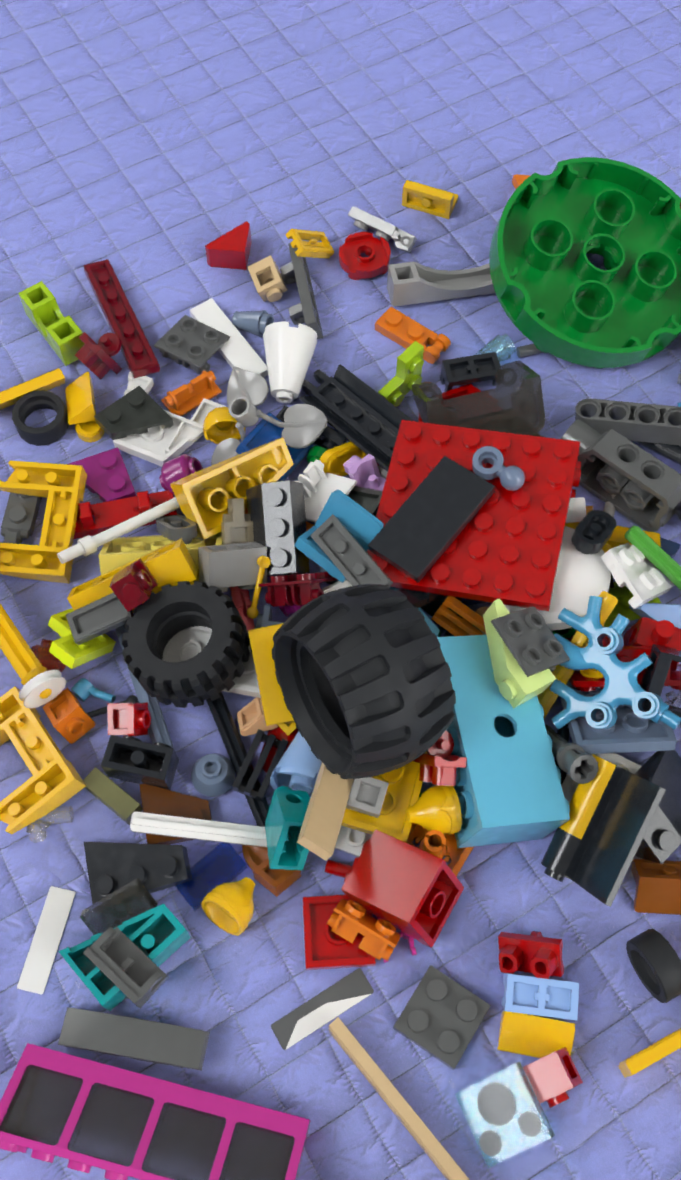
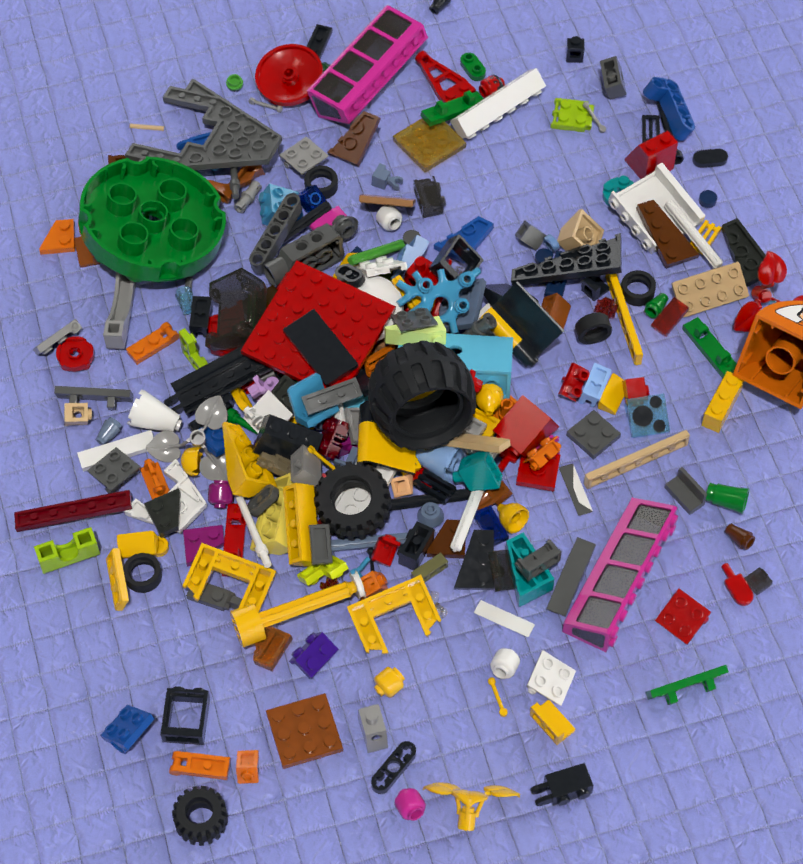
camera: 75 degrees left, 5 degrees down
(98, 356) = (106, 522): dark red hips -> none
(133, 584) = (311, 514): dark red brick -> none
(230, 249) = (40, 429): red slope -> none
(311, 247) = (54, 379): yellow tile -> none
(428, 199) = (38, 304): yellow panel -> none
(510, 477) = (311, 298): sand blue plate -> none

